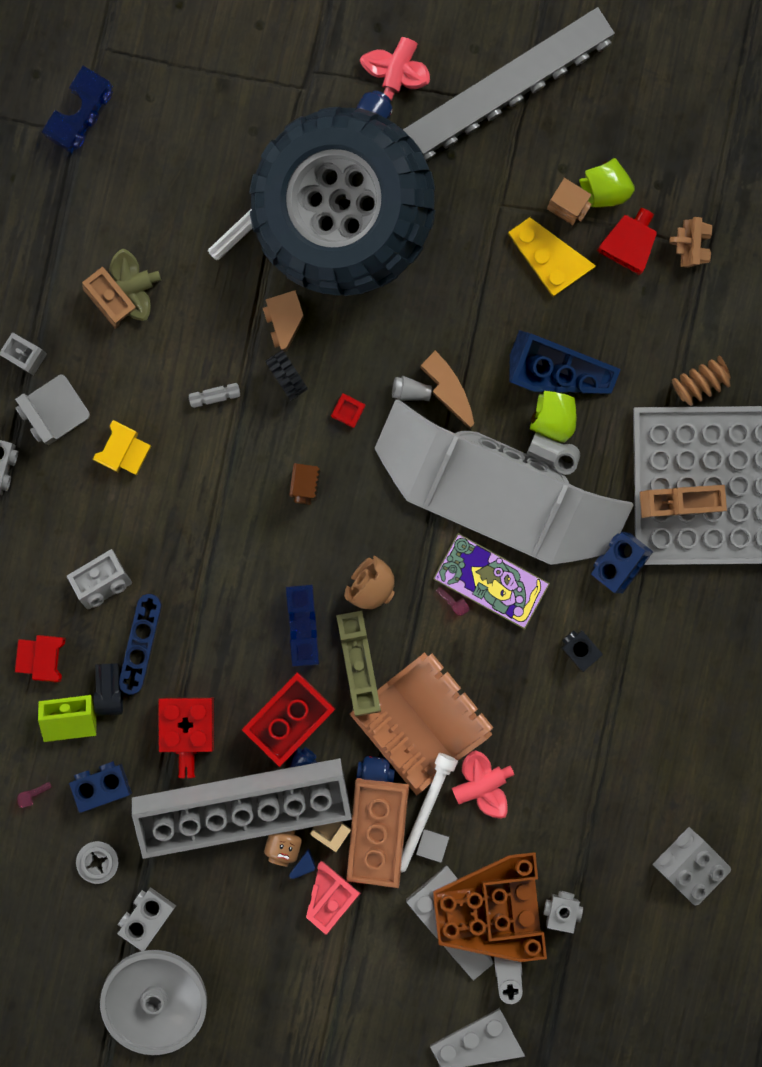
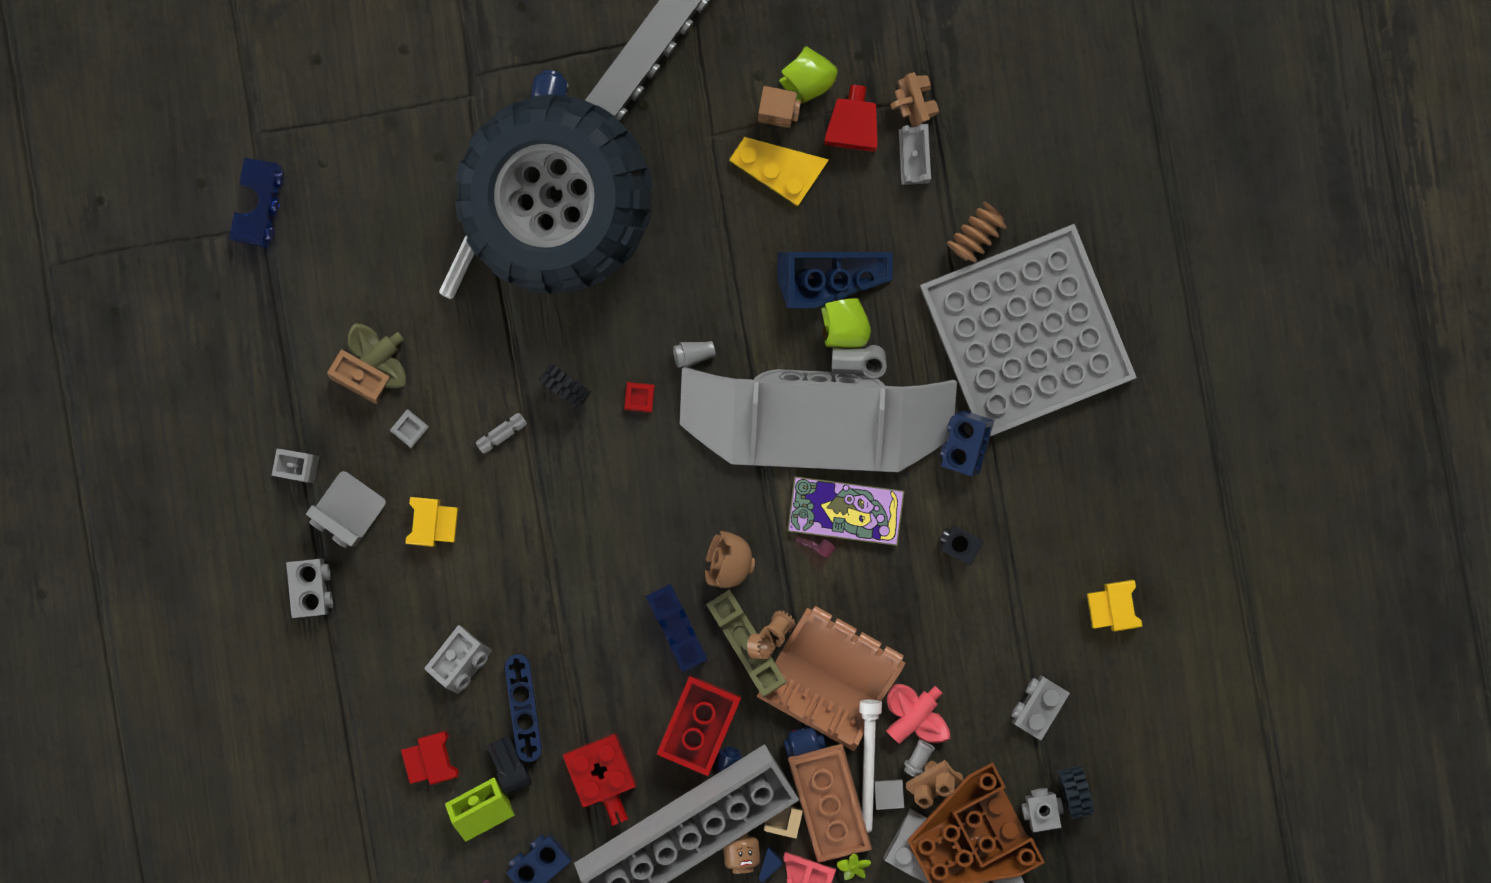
camera: 20 degrees left, 0 degrees up
(135, 360) = (409, 428): none -> light grey tile
(286, 317) = (542, 328): medium nougat slope -> none
(304, 483) = (624, 486): reddish brown brick -> none
(376, 897) = (853, 866): none -> lime plant
(382, 665) = (770, 636): none -> medium nougat connector
(397, 67) = (556, 39): coral plant -> none
(449, 389) = (730, 337): medium nougat slope -> none
(470, 824) = (918, 759): none -> light grey pin
(478, 849) = (935, 781): none -> medium nougat hips
(595, 820) = (1039, 707): none -> light grey bracket
(598, 907) = (1076, 792): none -> black bush
(673, 291) = (914, 155): none -> light grey hinge
(683, 501) = (1004, 359): medium nougat slope -> none
(692, 866) = (1153, 715): light grey bracket -> none
(695, 757) = (1114, 606): none -> yellow piece

